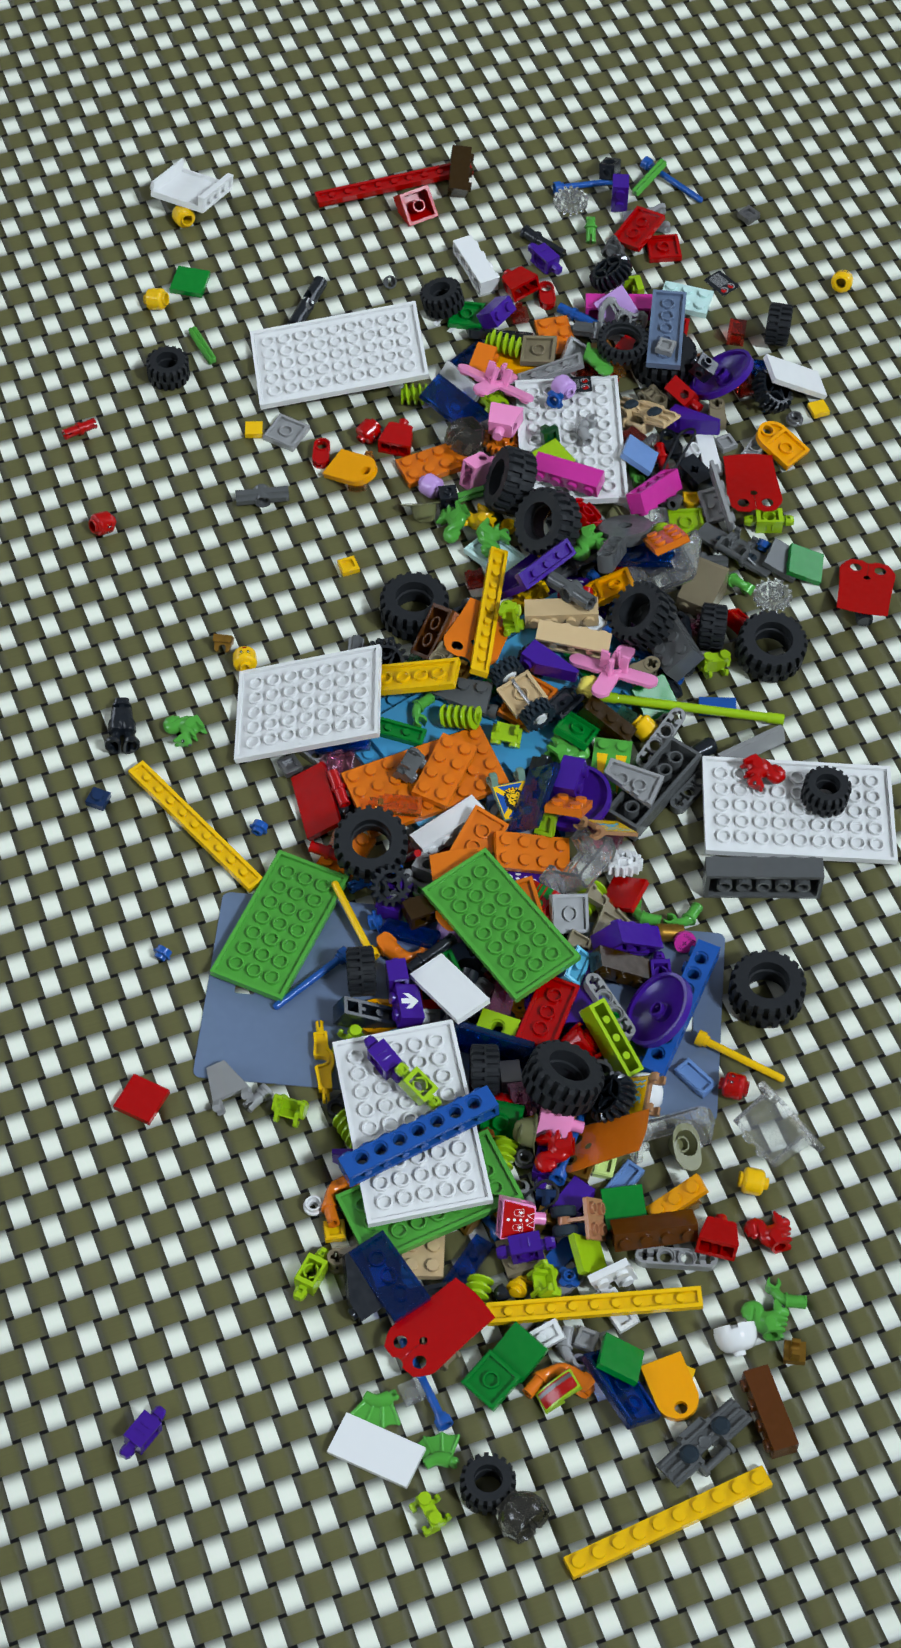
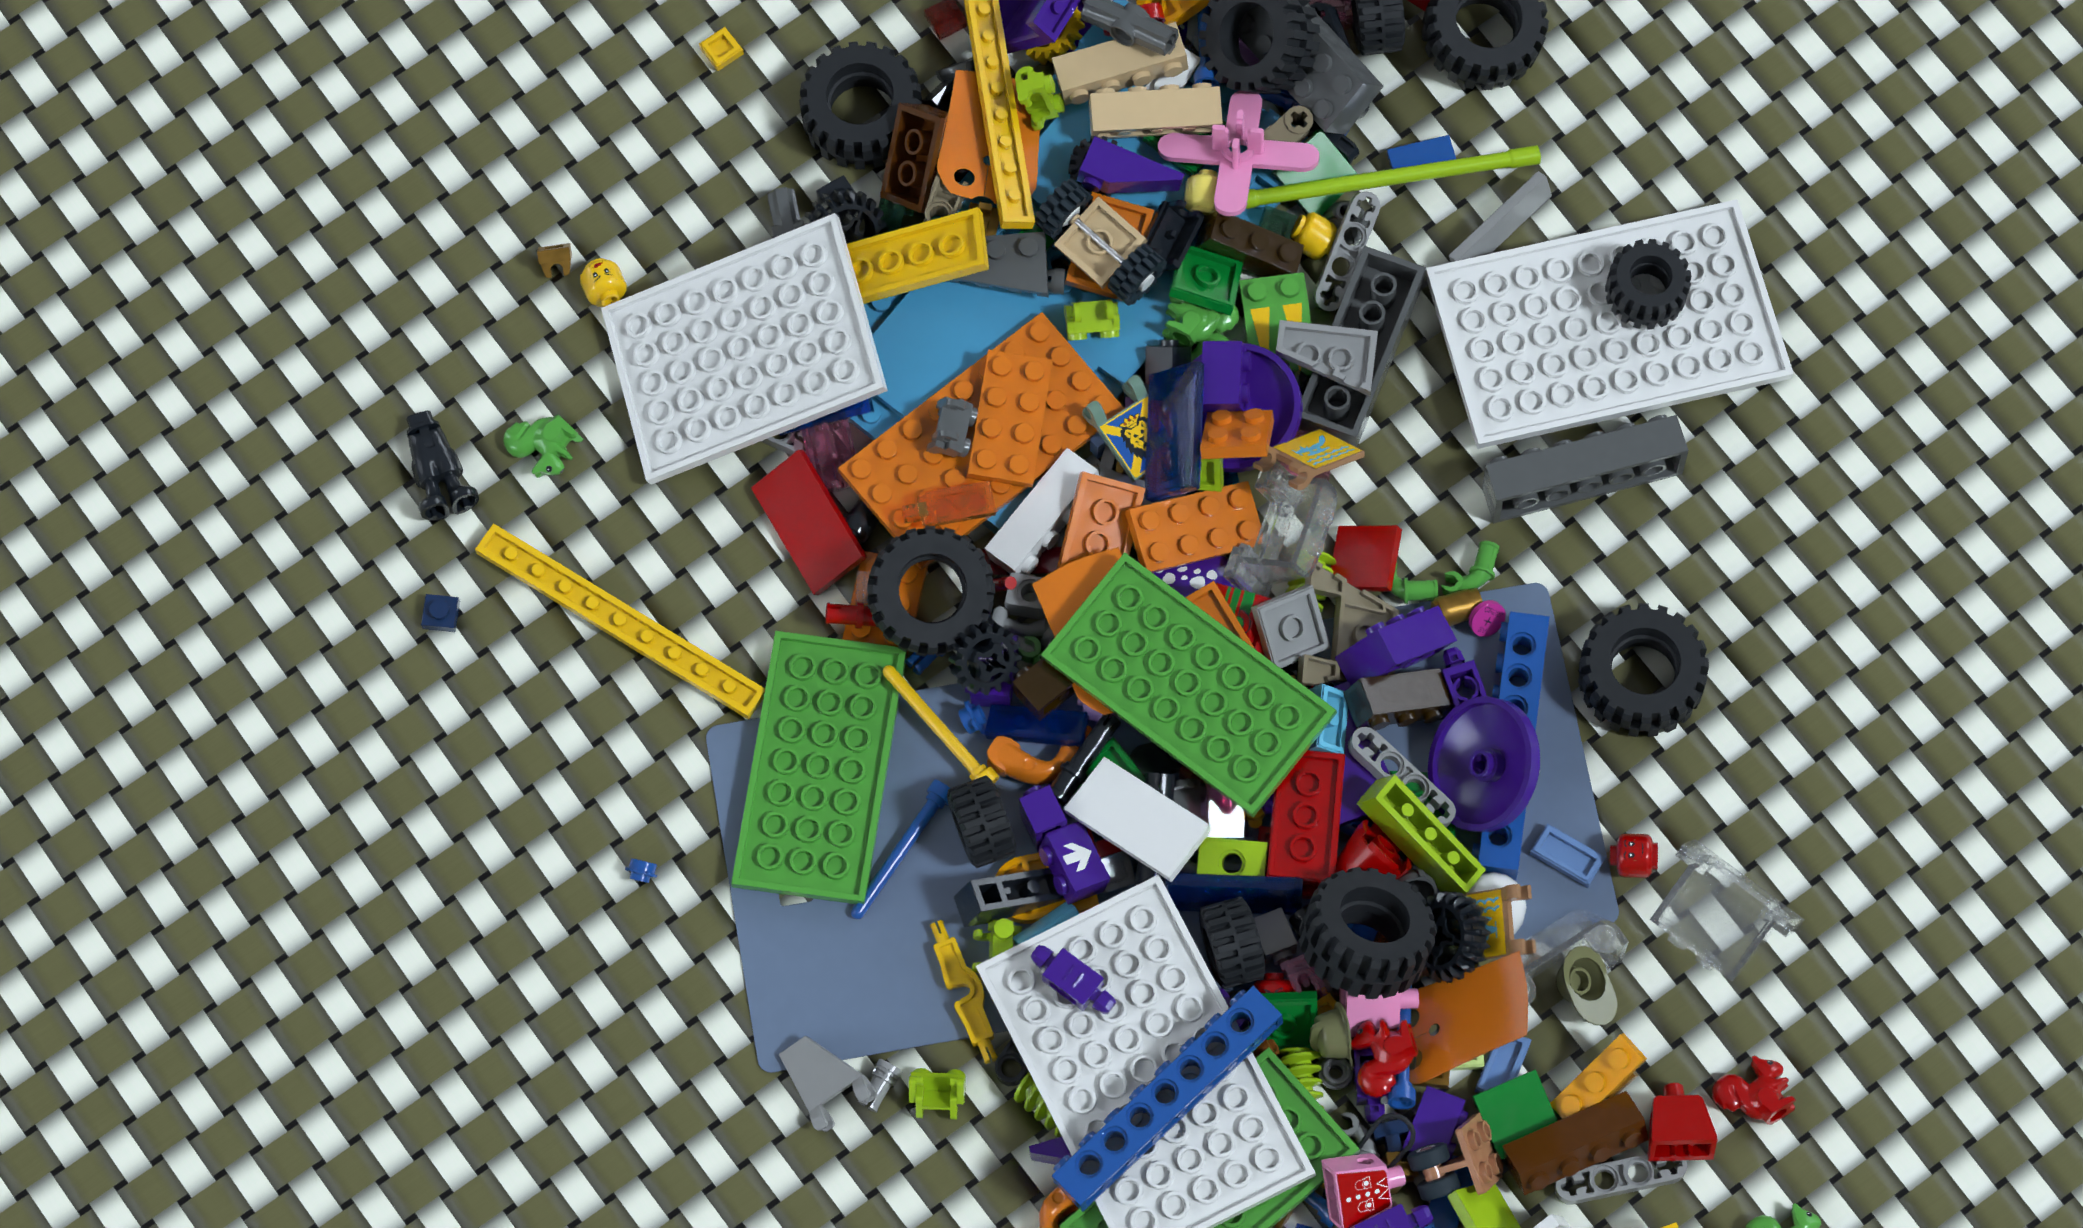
camera: 10 degrees left, 15 degrees up
(102, 523) = (271, 79): red head -> none
(141, 1099) = (692, 1138): red tile -> none
(259, 827) = (727, 596): blue plate -> none
(290, 765) = (743, 466): flat silver plate -> none
(338, 788) = (841, 495): red pin -> none
(402, 732) = (918, 361): green tile -> none
(403, 1071) = (1124, 1000): lime piece -> none
(419, 706) = (931, 309): bright green piece -> none
(460, 717) = (1009, 312): lime piece -> none
(625, 863) = (1356, 501): white gear -> none
(687, 800) = (1421, 321): dark grey beam -> none
(704, 1040) = (1565, 786): yellow piece -> none
(706, 747) = (1423, 246): black piece -> none
(714, 663) = (1398, 77): lime piece -> none
(752, 1181) = (1707, 1014): yellow head -> none
(761, 768) = (1530, 268): red animal -> none
(785, 1299) = (1807, 1199): bright green piece -> none

